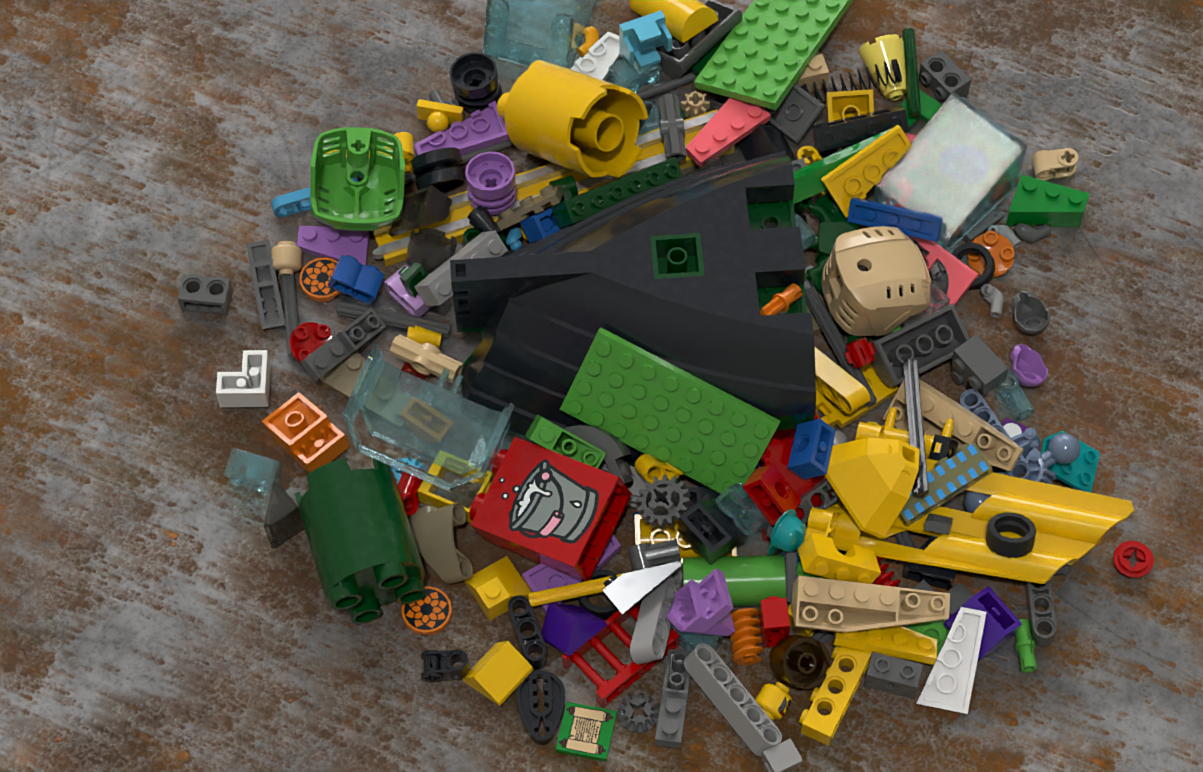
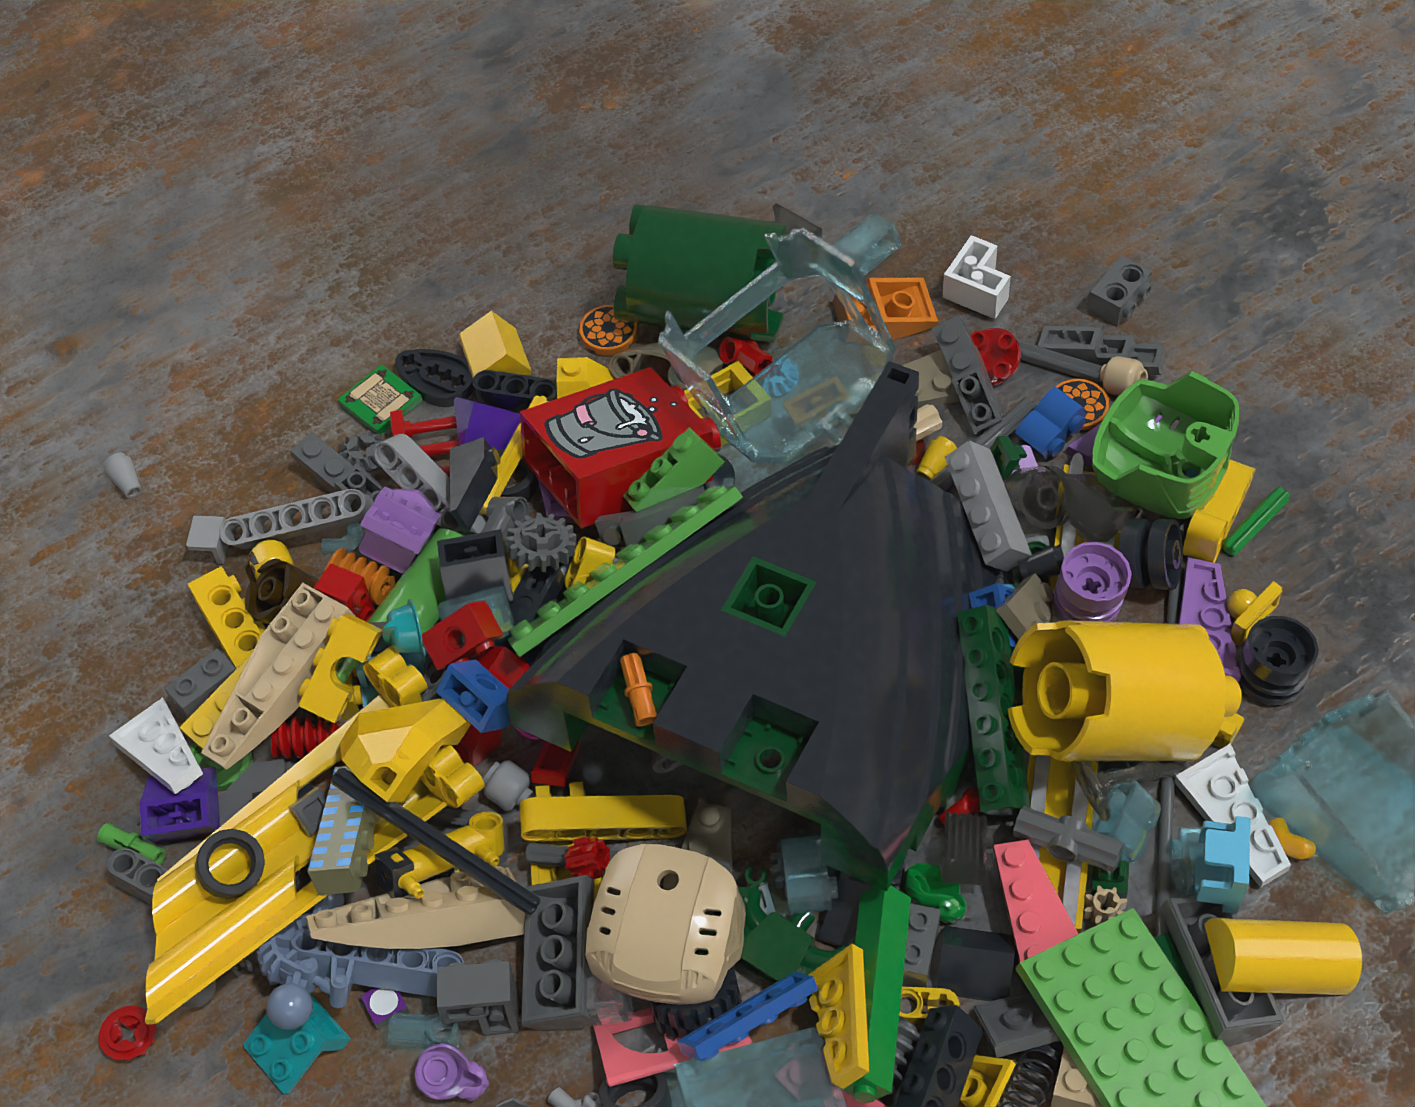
camera: 125 degrees right, 5 degrees down
(442, 665) = (536, 315): black piece -> none

